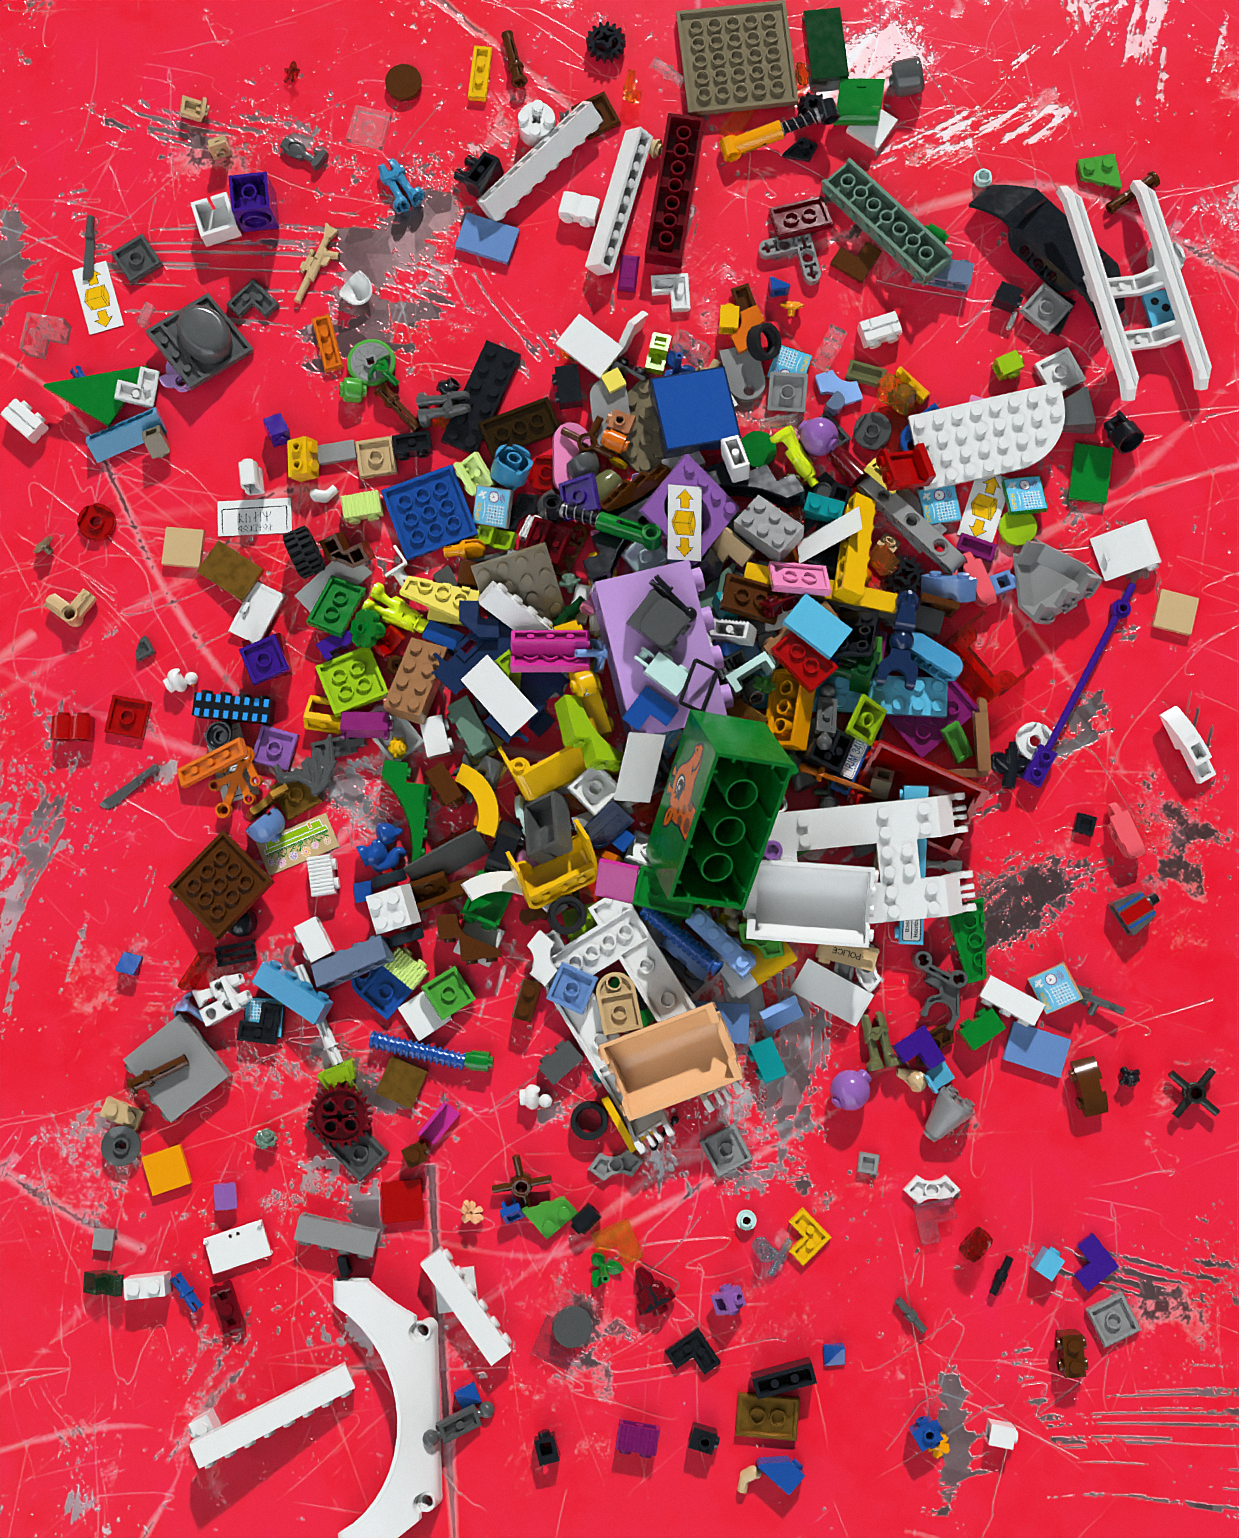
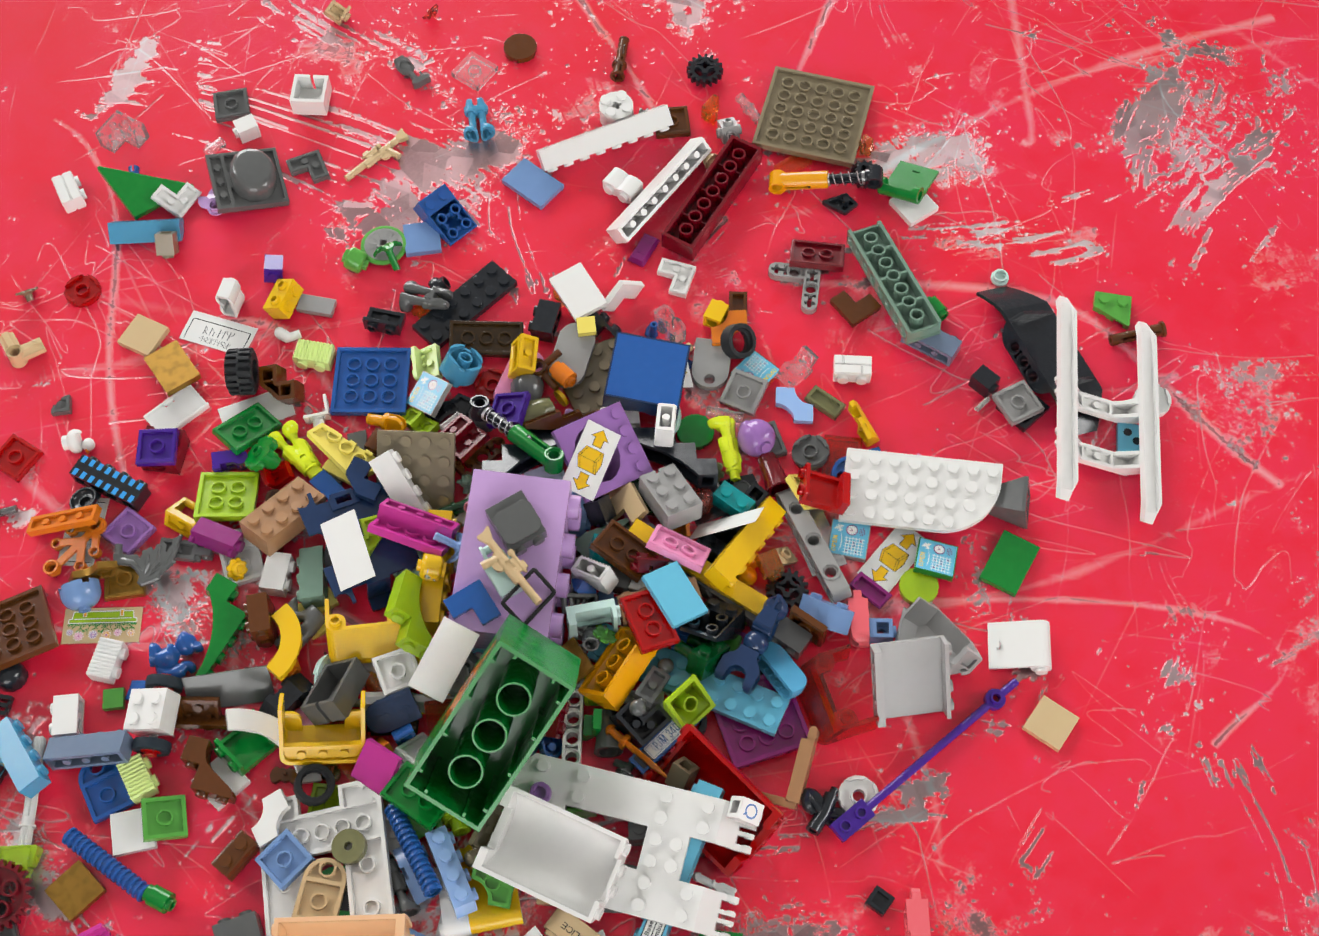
camera: 20 degrees right, 20 degrees down
(88, 266) = (190, 96): dark grey piece -> none
(98, 299) = (184, 123): white sticker -> none
(168, 282) = (246, 128): none -> white brick
(219, 147) = (342, 47): tan bracket -> none
(253, 201) = (347, 90): dark purple brick -> none
(327, 343) = (354, 218): orange tile -> none
(345, 906) = (114, 699): none -> bright green tile
(357, 289) = (400, 185): white helmet -> none
(376, 457) = (347, 322): tan tile -> none
(391, 401) = (386, 281): reddish brown pin -> none
(405, 340) = (421, 240): none -> medium blue tile
(417, 307) = (445, 215): none -> blue slope
(480, 73) = (587, 61): yellow tile -> none
(482, 175) = (549, 131): black brick -> none
(573, 436) = (523, 356): none -> yellow tile
(620, 965) = (340, 844): none -> olive piece
(625, 427) = (576, 361): nougat brick -> none
(658, 353) = (641, 319): lime slope -> none
(659, 106) = (726, 128): none -> light grey brick
(666, 591) = (535, 500): black pin -> none
(676, 666) = (511, 567): none -> tan piece
(778, 287) = (772, 304): blue slope -> none
(791, 306) = (778, 324): light orange plant -> none
(825, 44) = (897, 131): dark green tile -> none
(835, 404) = (783, 417): sand blue brick -> none
(897, 394) = (844, 426): clear yellow brick -> none
(907, 76) = (959, 175): dark grey head -> none
(956, 742) = (777, 766): bright green tile -> none
(956, 799) = (745, 811): none -> white brick
(1008, 365) = (963, 439): lime brick -> none
(1049, 620) = (911, 677): none -> light grey panel
(1060, 368) = (1015, 461): white tile -> none
(1125, 436) = (1055, 537): black piece -> none
(1190, 743) = (1019, 858): white slope -> none

